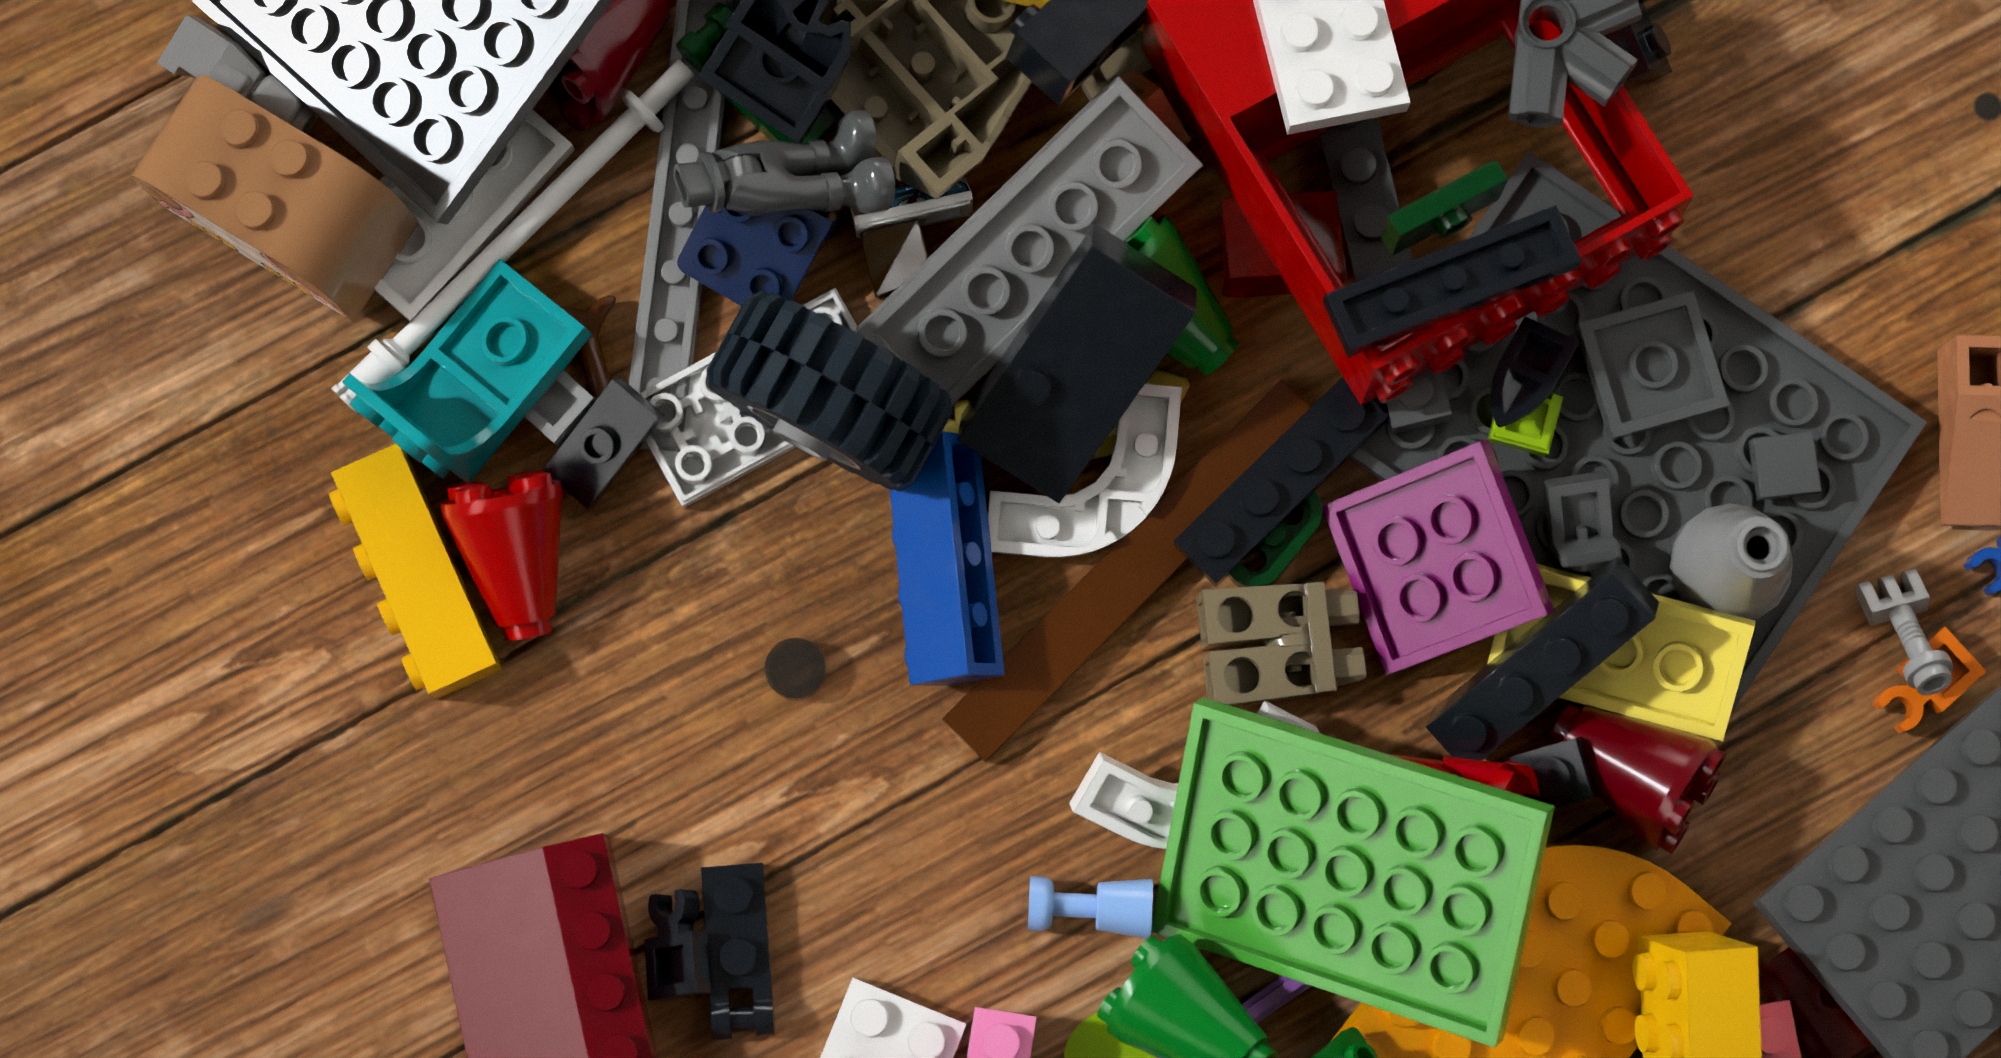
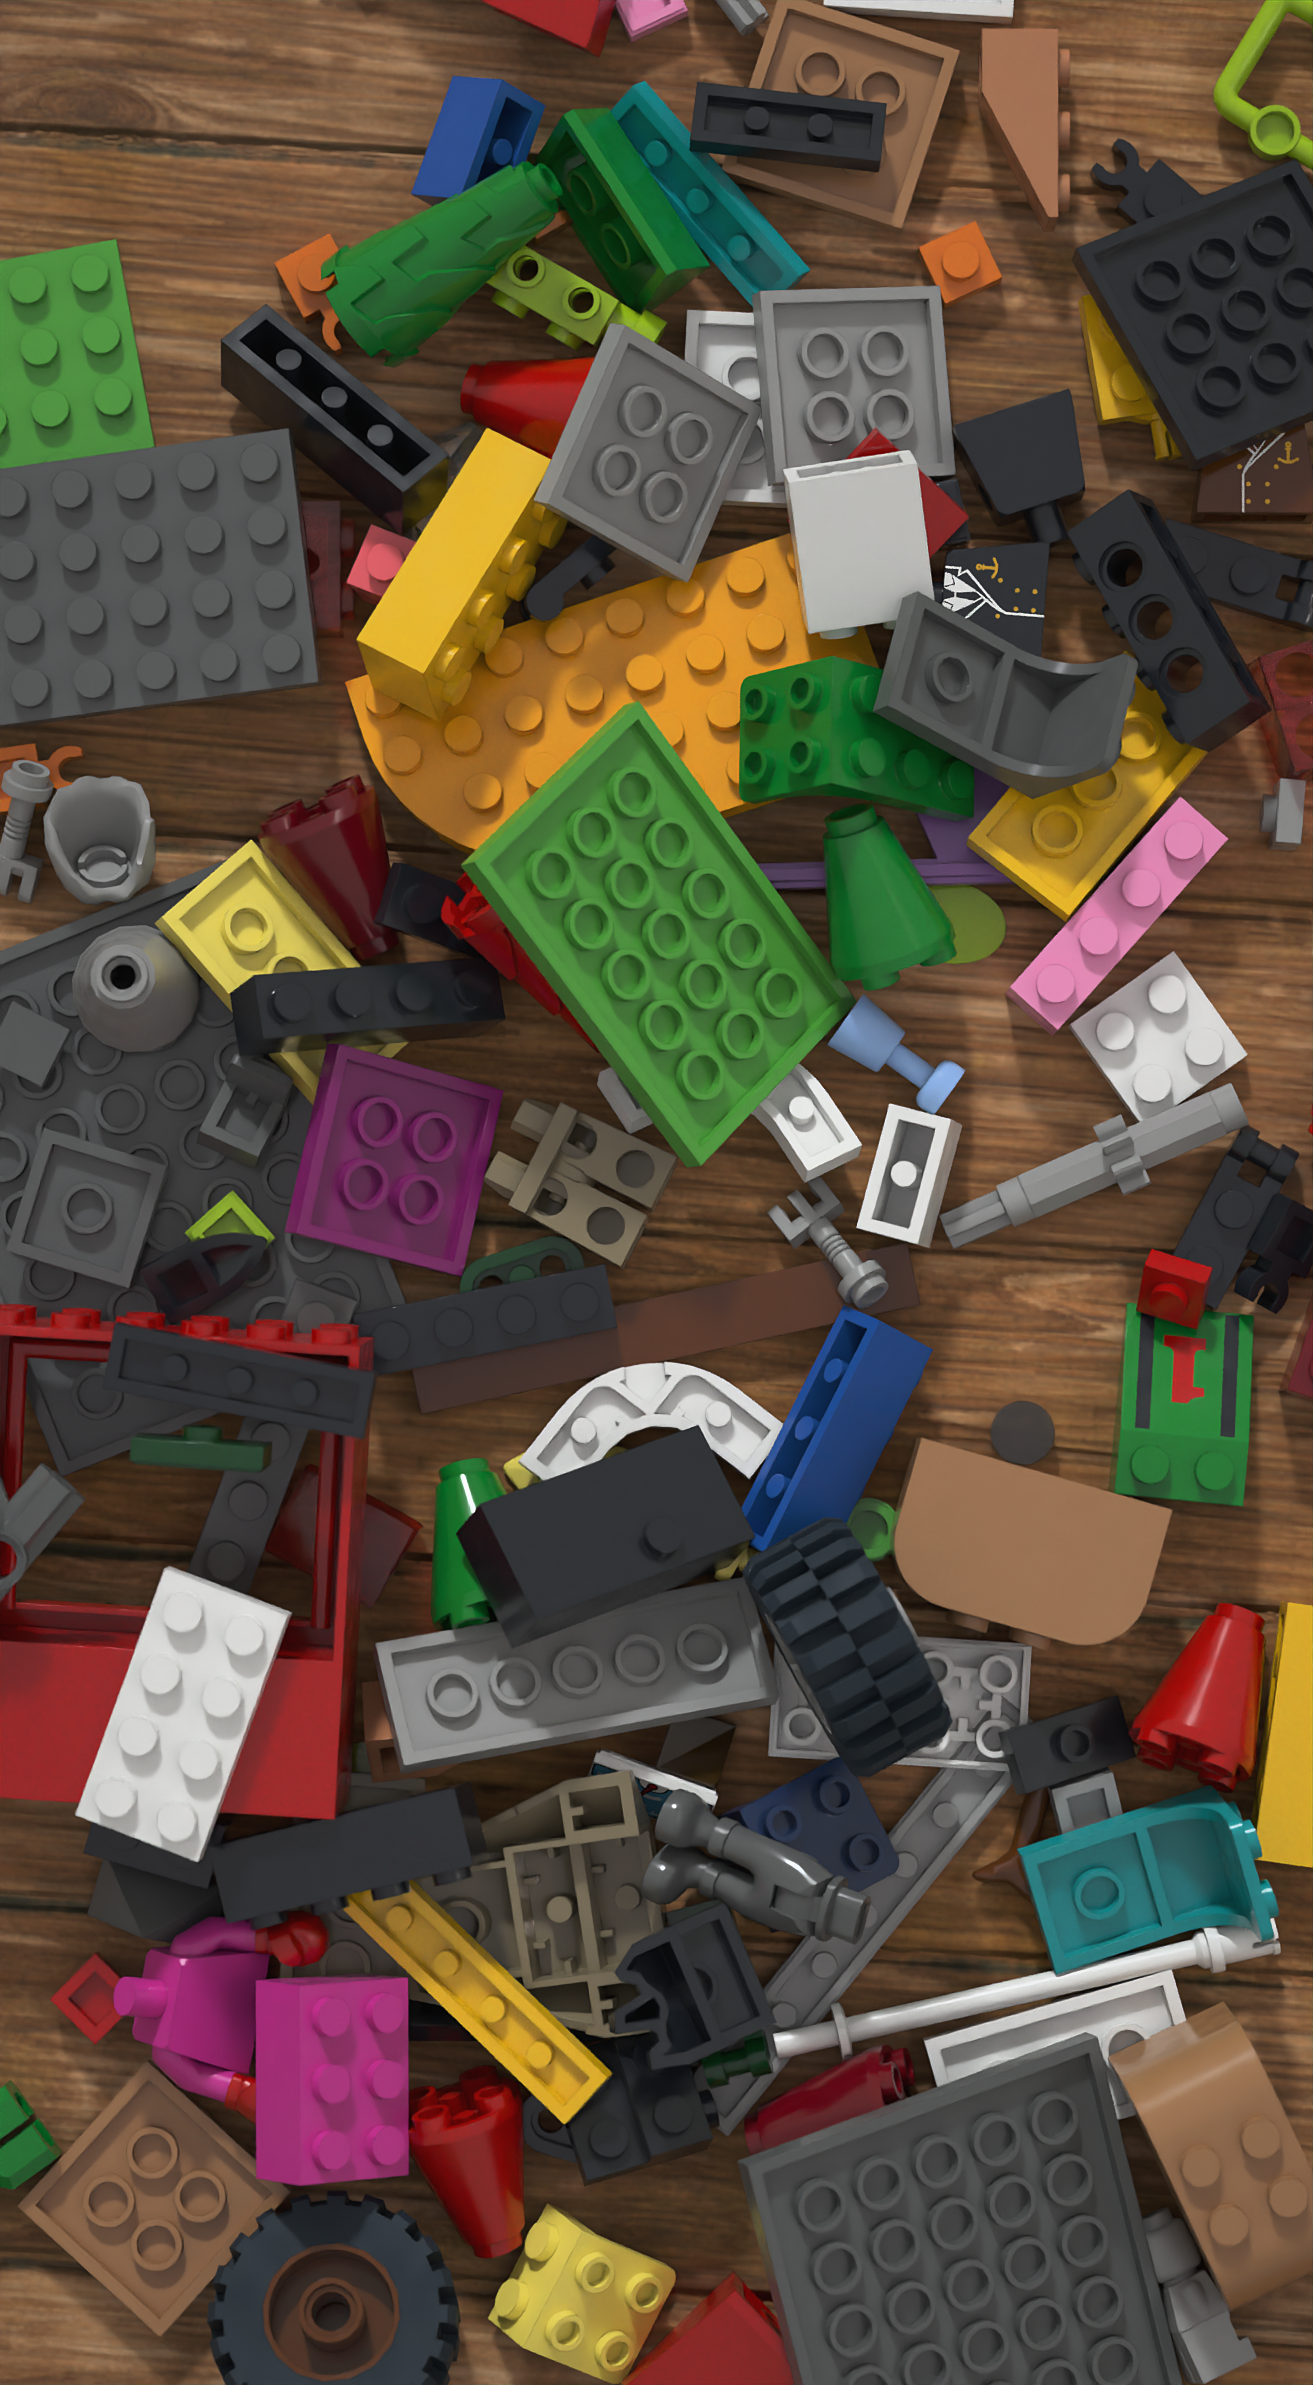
camera: 140 degrees left, 5 degrees up
(679, 771) = (1183, 1408): none -> green slope
(737, 570) = (1023, 1548): none -> medium nougat brick
(745, 859) = (1174, 1289): none -> red plate
(860, 937) = (1117, 1157): none -> light grey piece
(867, 515) = (872, 1525): none -> bright green tile
(1001, 702) = (862, 1281): none -> light grey hinge
(1018, 812) = (909, 1175): none -> white brick
(1841, 665) = (101, 838): none -> light grey hair

